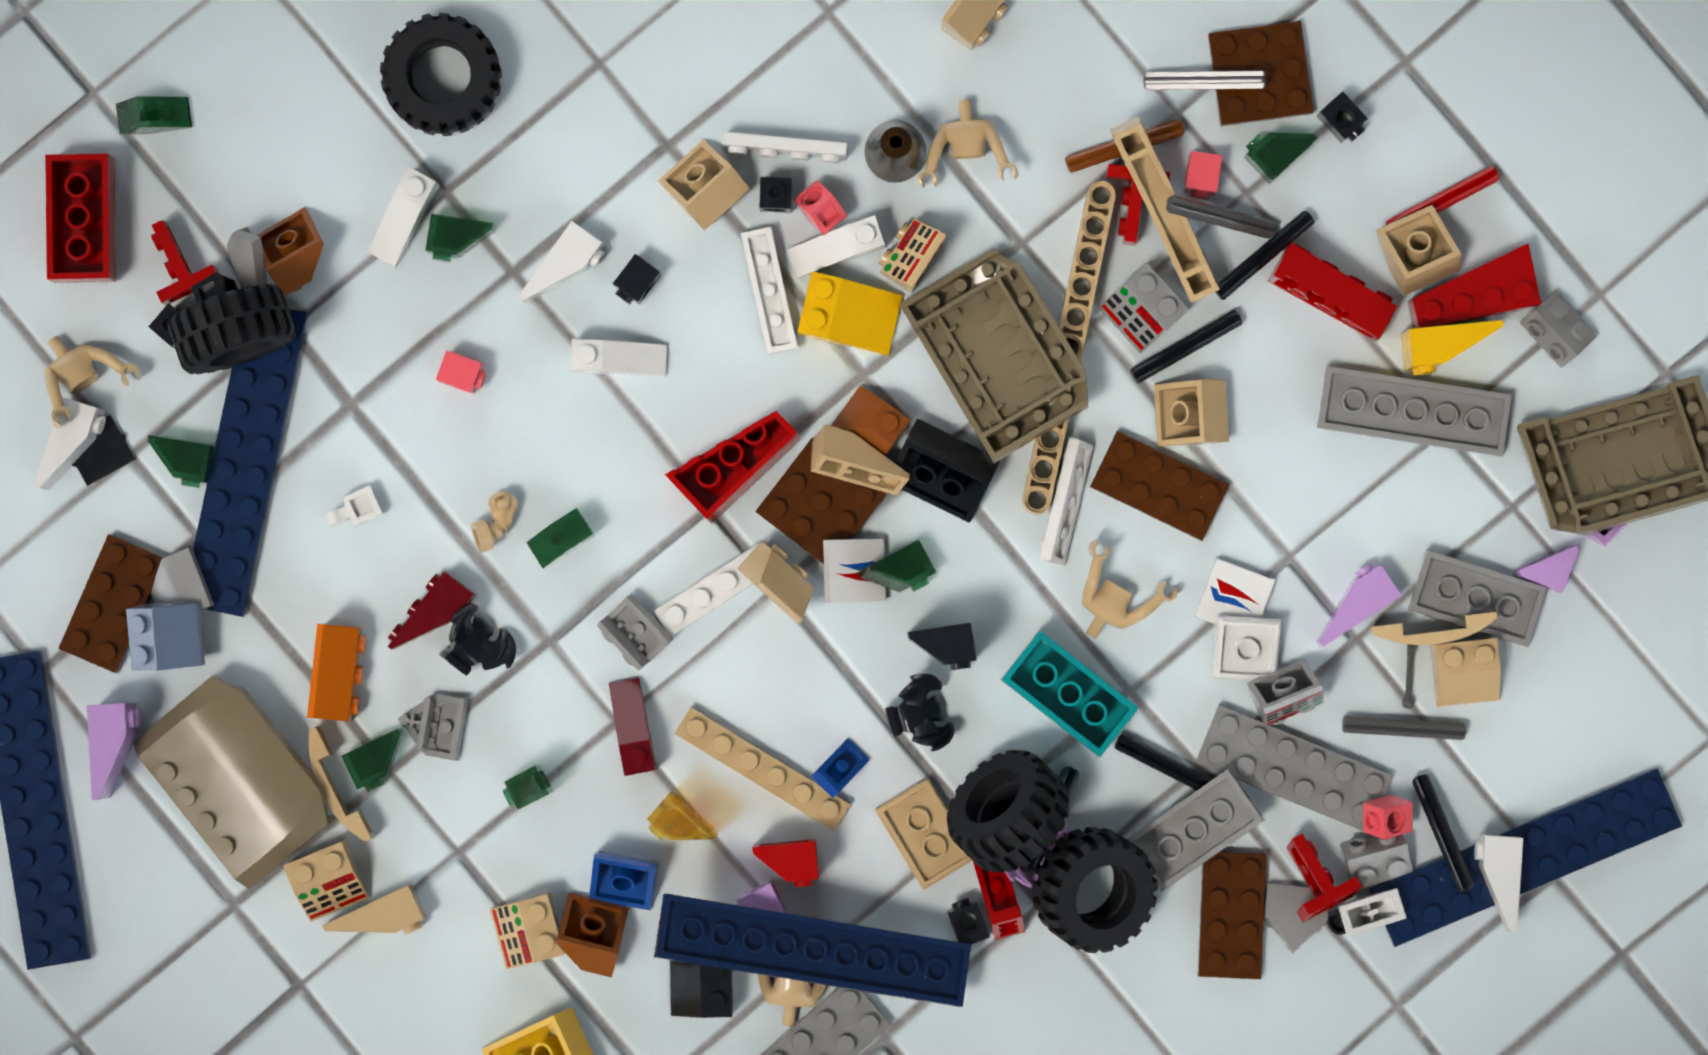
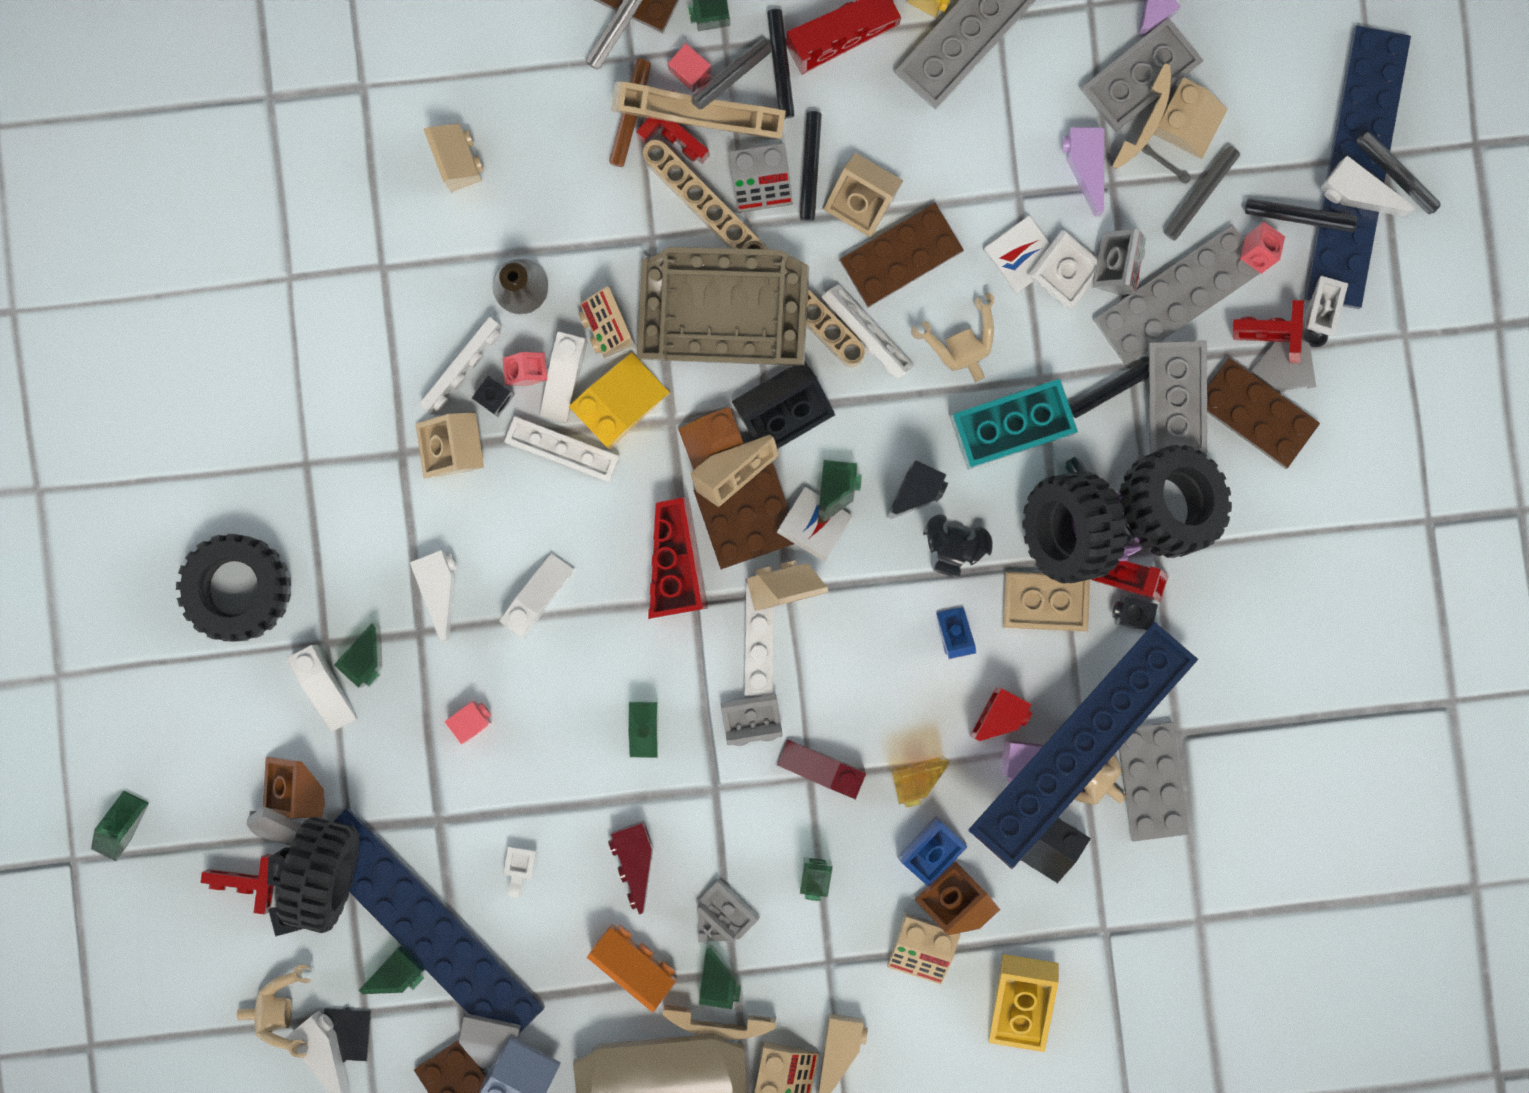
camera: 50 degrees left, 0 degrees up
(80, 218) = (159, 933): red brick -> none
(471, 642) = (681, 849): black animal -> none
(502, 511) = (594, 759): tan arm -> none
(636, 280) = (487, 543): black brick -> none
(762, 768) = (917, 692): tan plate -> none
(966, 141) = (549, 227): tan piece -> none
(1376, 859) = (1287, 278): light grey bracket -> none
(1543, 897) = (1398, 172): none -> black axle

